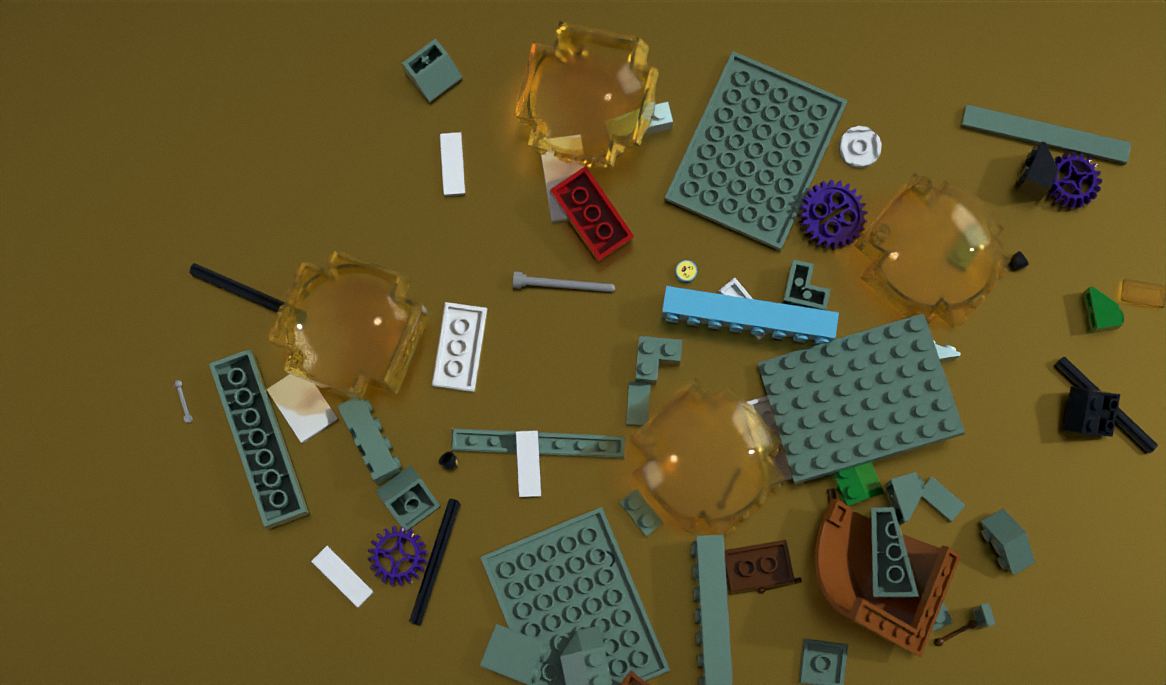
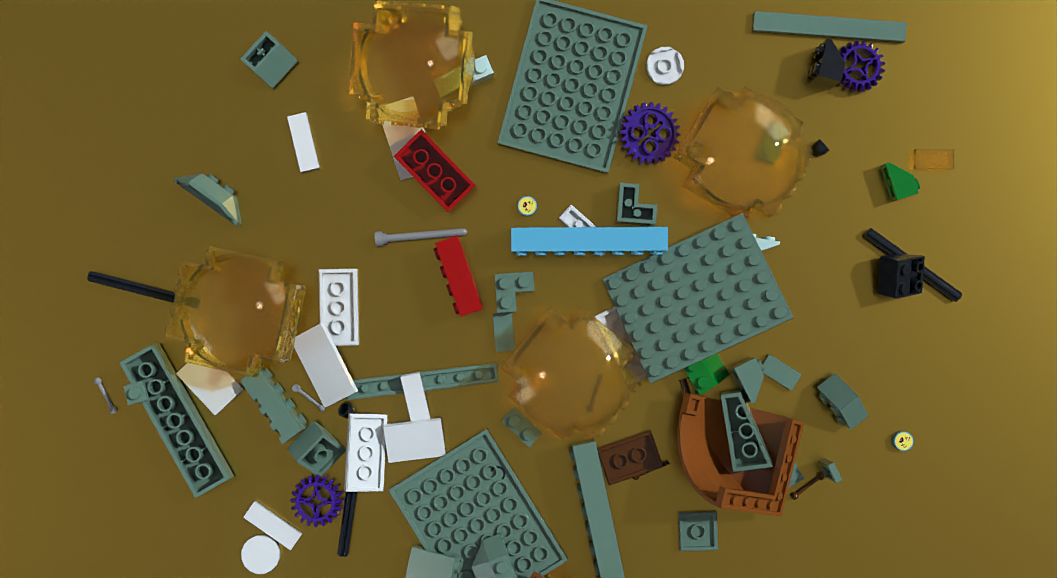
camera: 10 degrees left, 10 degrees up
(221, 398) = (136, 393): none -> sand green plate
(322, 607) = (260, 554): none -> white tile
(343, 202) = (213, 195): none -> sand green wedge
(397, 429) = (296, 388): none -> light grey hinge
(432, 407) = (324, 365): none -> white tile
(462, 510) = (365, 453): none -> white tile
(519, 506) = (414, 440): none -> white tile
(600, 332) = (459, 276): none -> red brick
(1070, 599) = (902, 440): none -> light yellow tile

